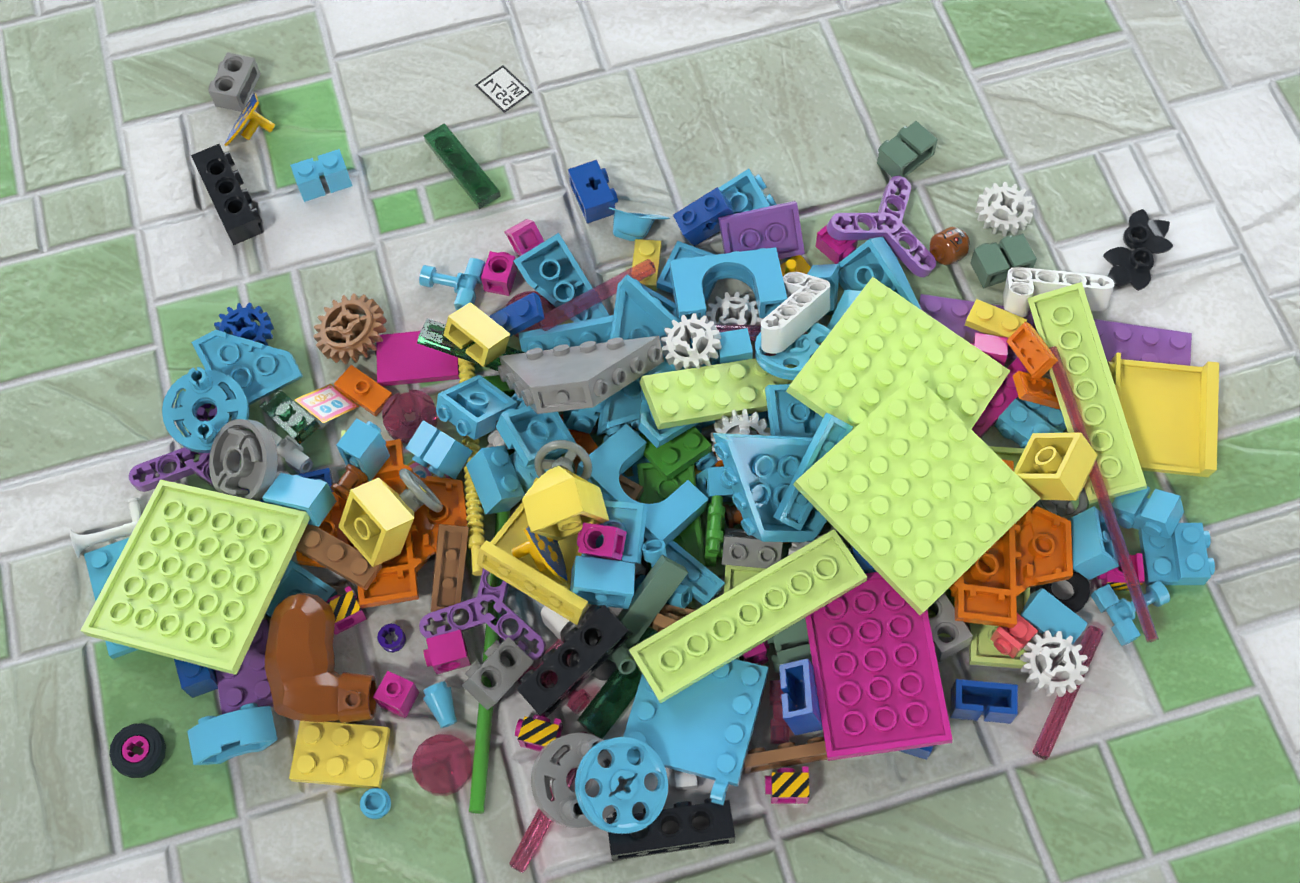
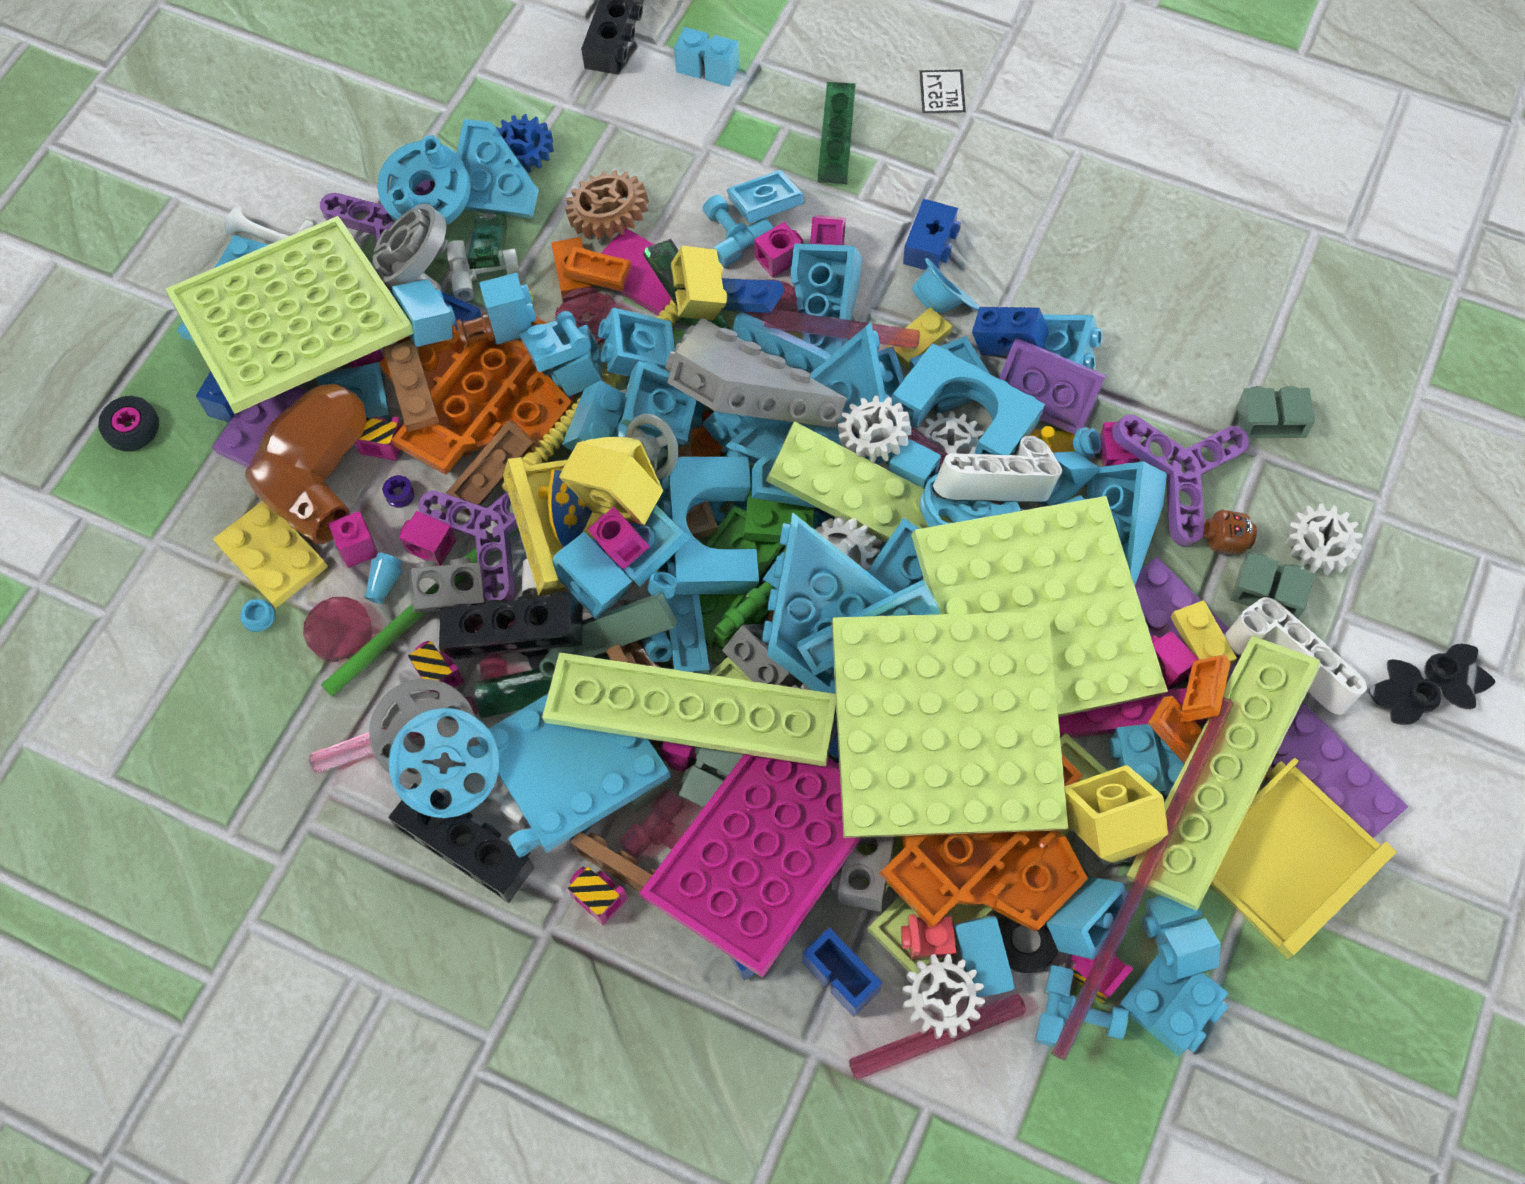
camera: 40 degrees right, 0 degrees up
(232, 734) = (202, 466): medium azure brick -> none
(326, 403) = (528, 253): sticker -> none
(380, 518) = (469, 377): light yellow piece -> none
(388, 377) = (597, 268): none -> orange plate
(416, 456) = (546, 348): none -> medium azure plate
(456, 243) = (765, 196): none -> medium azure plate
(800, 689) = (678, 808): blue piece -> none
(814, 254) = (1087, 442): none -> medium azure plate

